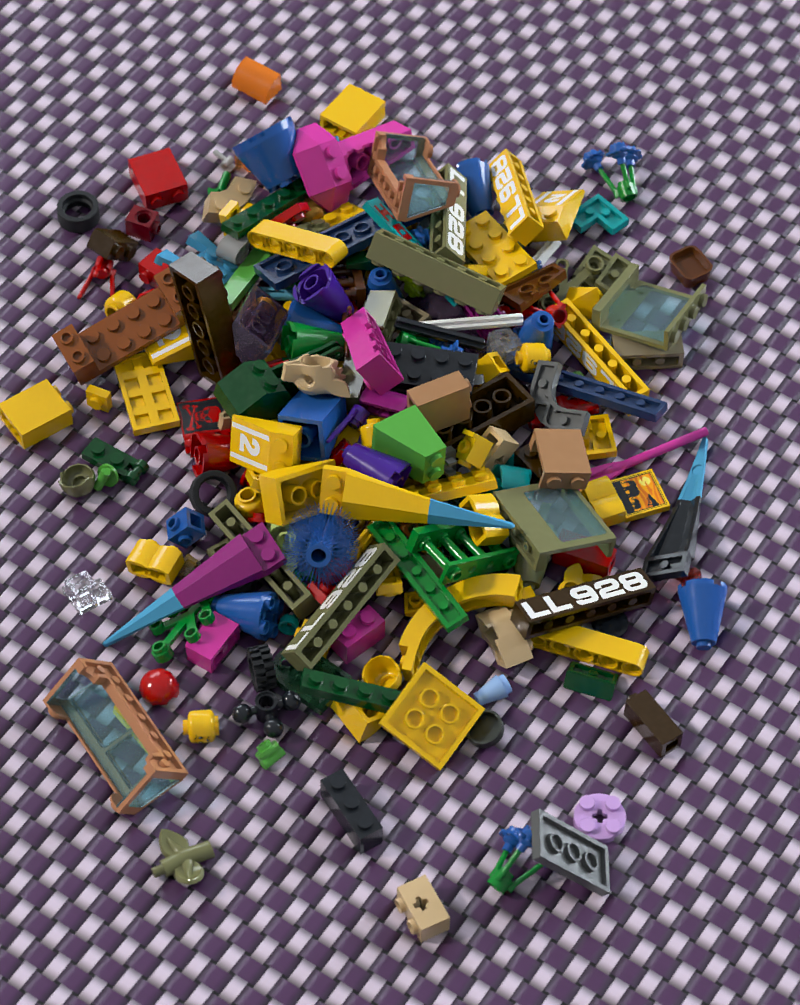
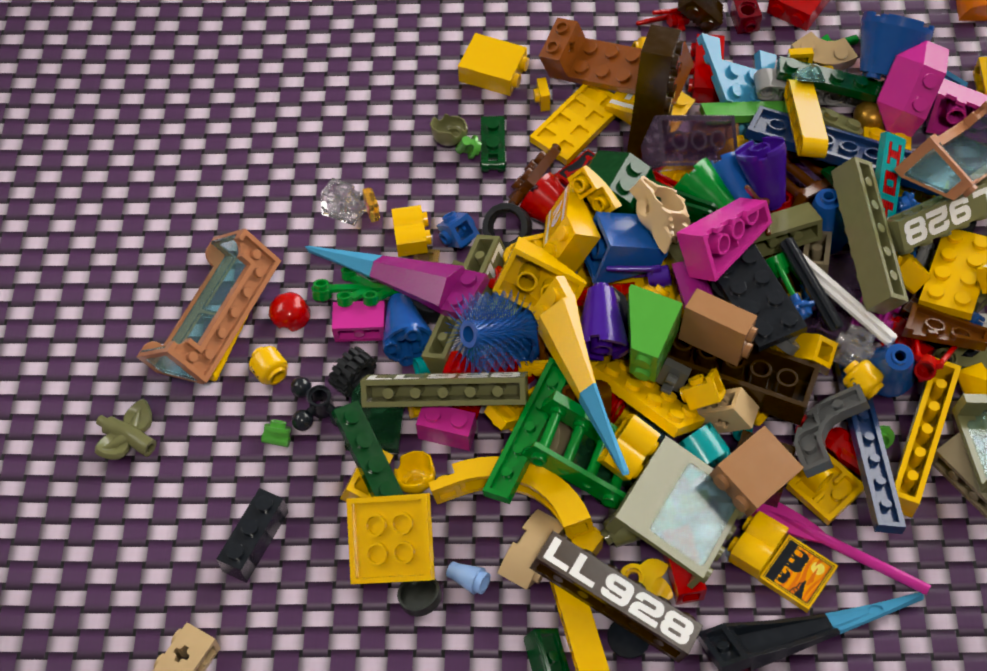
camera: 60 degrees right, 5 degrees up
(106, 573) = (371, 204): none -> clear yellow tile
(179, 447) = (533, 173): none -> reddish brown plate
(259, 215) = (810, 73): none -> clear light blue slope
(260, 404) = (591, 186): none -> yellow slope
(293, 215) = (839, 101): red plate -> none

